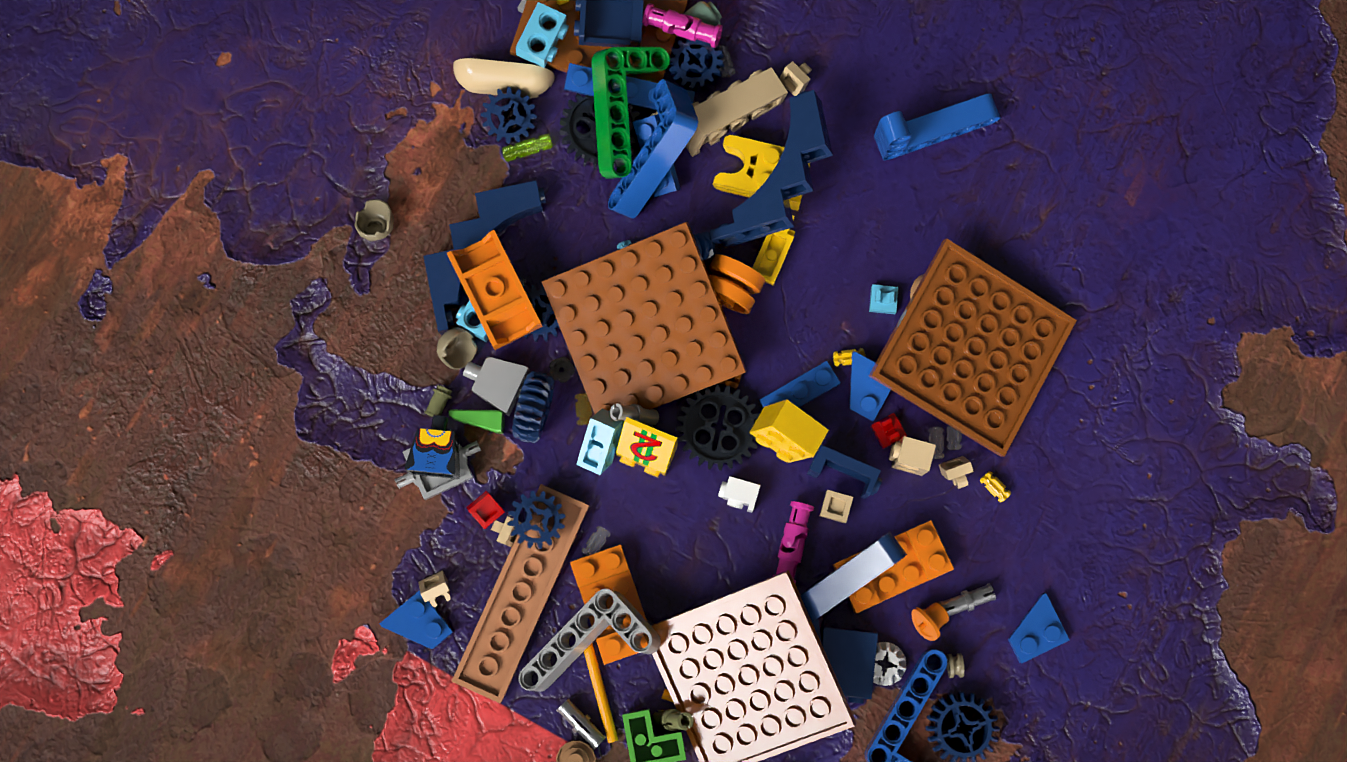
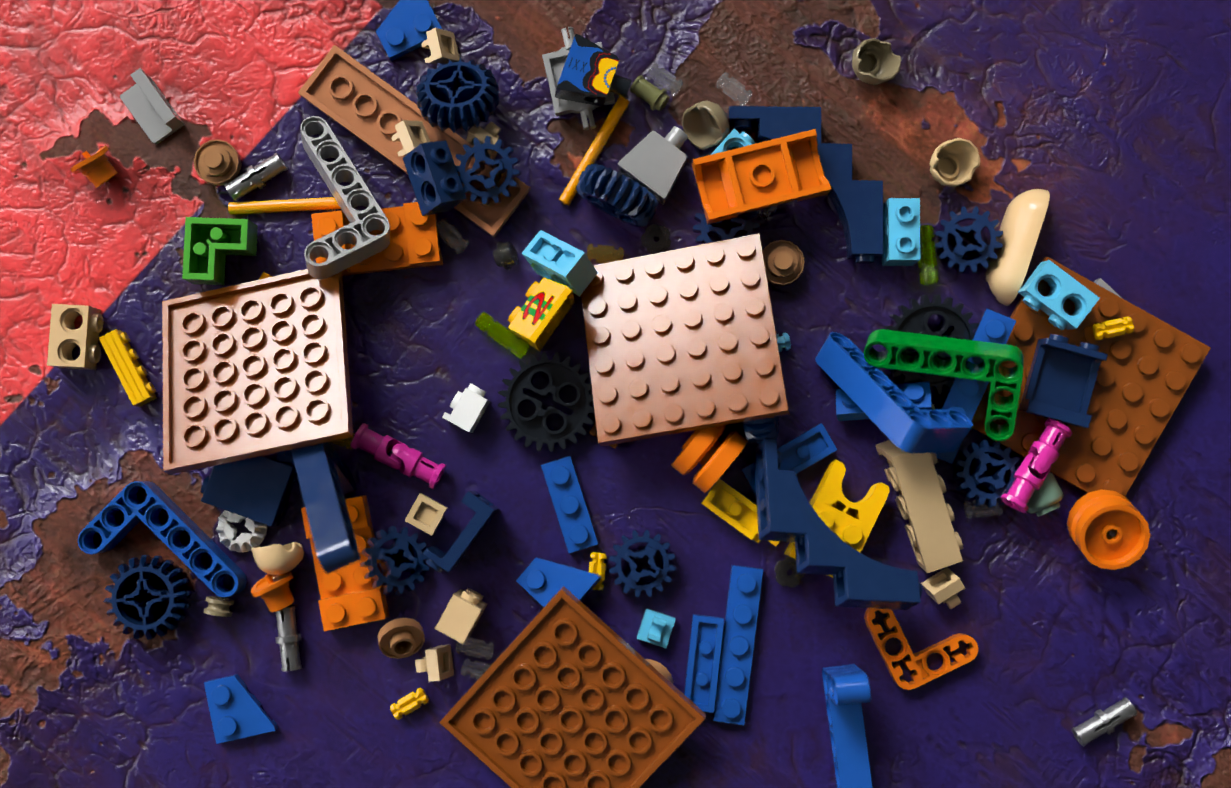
camera: 100 degrees right, 5 degrees up
(420, 333) = (734, 89): none -> clear piece
(423, 392) = (664, 79): none -> clear piece
(446, 140) = (954, 162): none -> tan hair
(479, 577) = (457, 95): none -> dark blue gear
(484, 419) = (616, 141): bright green slope -> none
(485, 509) = (514, 119): red tile -> none
(497, 438) = (595, 148): none -> light orange piece
(513, 169) = (901, 232): none -> medium azure brick
(520, 590) = (410, 135): none -> tan tile
(552, 562) = (434, 178): none -> dark blue brick
(558, 259) = (783, 262): none -> medium nougat plate
(602, 492) = (505, 255): none -> clear smoke plate
(635, 412) = (581, 306): light grey pin -> none
(671, 480) = (502, 335): none -> clear neon green axle
(672, 720) = (231, 275): olive pin -> none
(713, 214) = (799, 453): none -> blue plate
(788, 431) = (520, 478): yellow brick -> none
(809, 208) = (781, 573): none -> clear smoke plate
(824, 317) = (634, 575): none -> dark blue gear
(859, 88) = (917, 661): none -> orange beam
(871, 518) = (383, 557): none -> dark blue gear
(880, 231) = (738, 644): none -> blue plate
(888, 430) = (501, 596): red tile -> none
(900, 254) = (704, 661): none -> blue plate
(902, 621) = (278, 558): none -> tan hair
(943, 504) = (401, 638): none -> medium nougat plate

